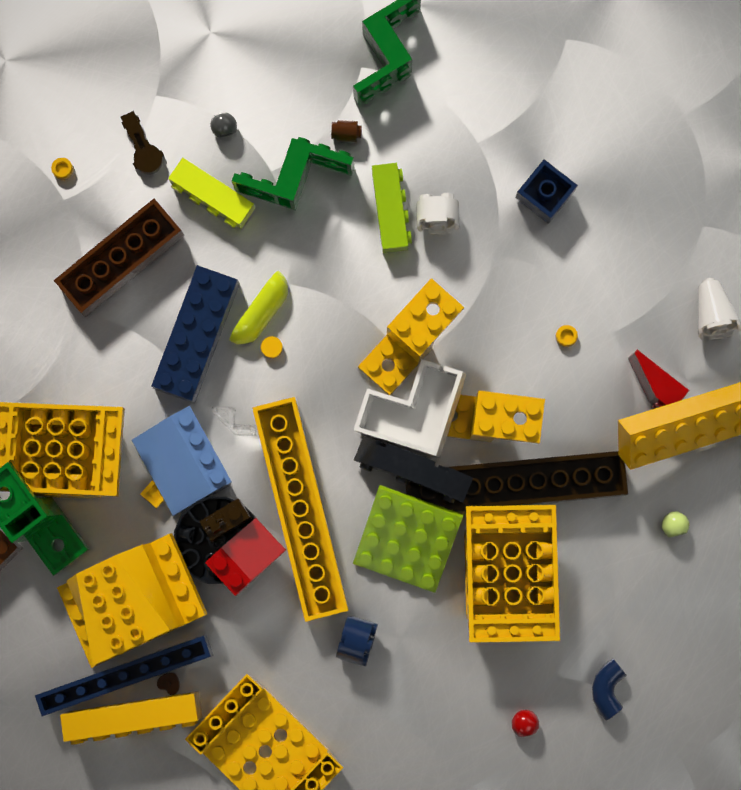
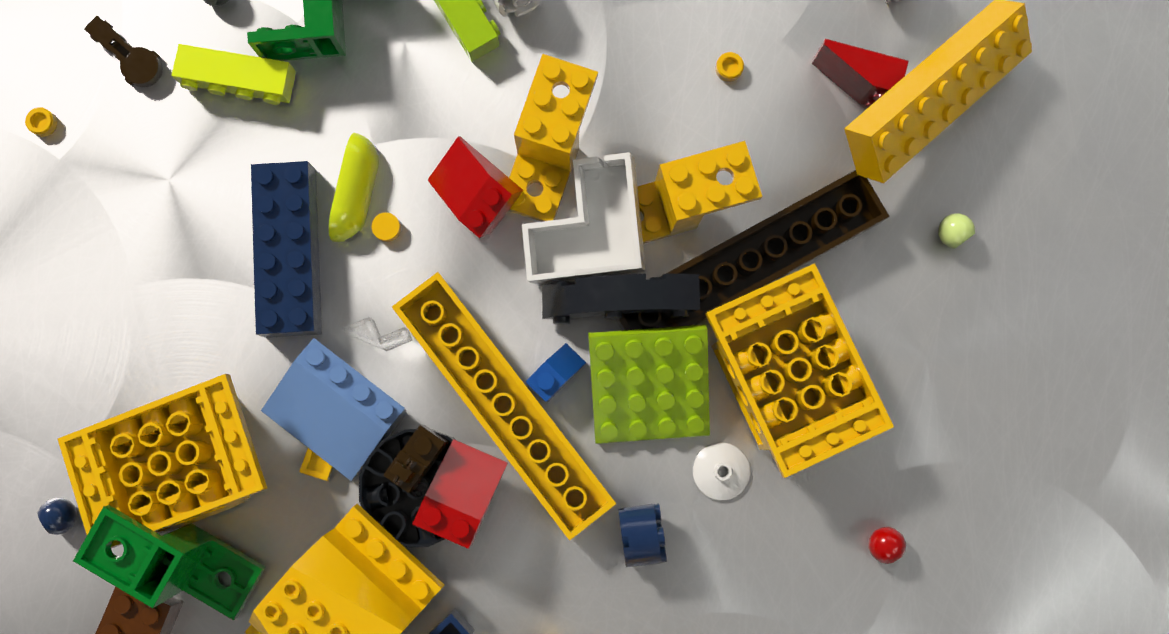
camera: 30 degrees left, 0 degrees up
(119, 257) = (152, 196): reddish brown brick -> none
(344, 347) = (473, 188): none -> red slope
(346, 502) = (555, 372): none -> blue slope
(421, 617) = (706, 471): none -> white dish
(604, 687) = (961, 462): dark blue cylinder -> none

